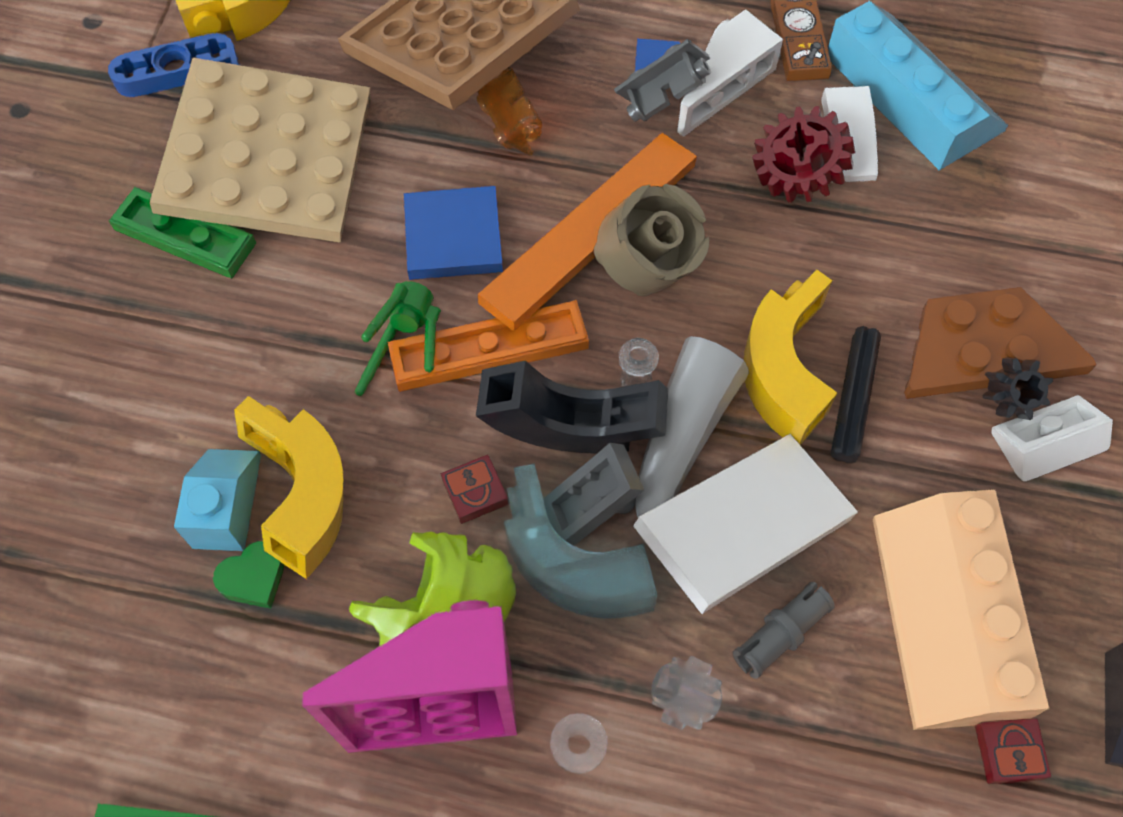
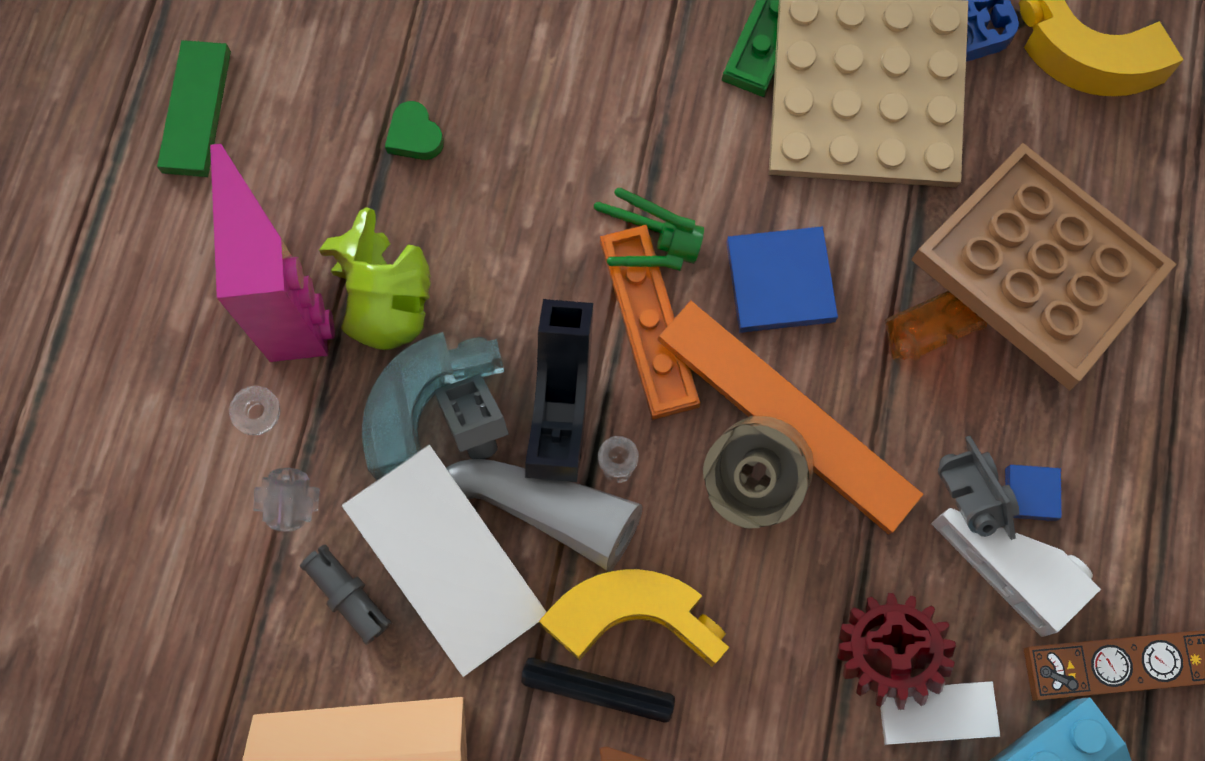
camera: 90 degrees right, 10 degrees up
(218, 500) = (482, 95): medium azure slope -> none
(311, 515) = (488, 174): yellow arch -> none
(474, 489) = (494, 312): tile -> none

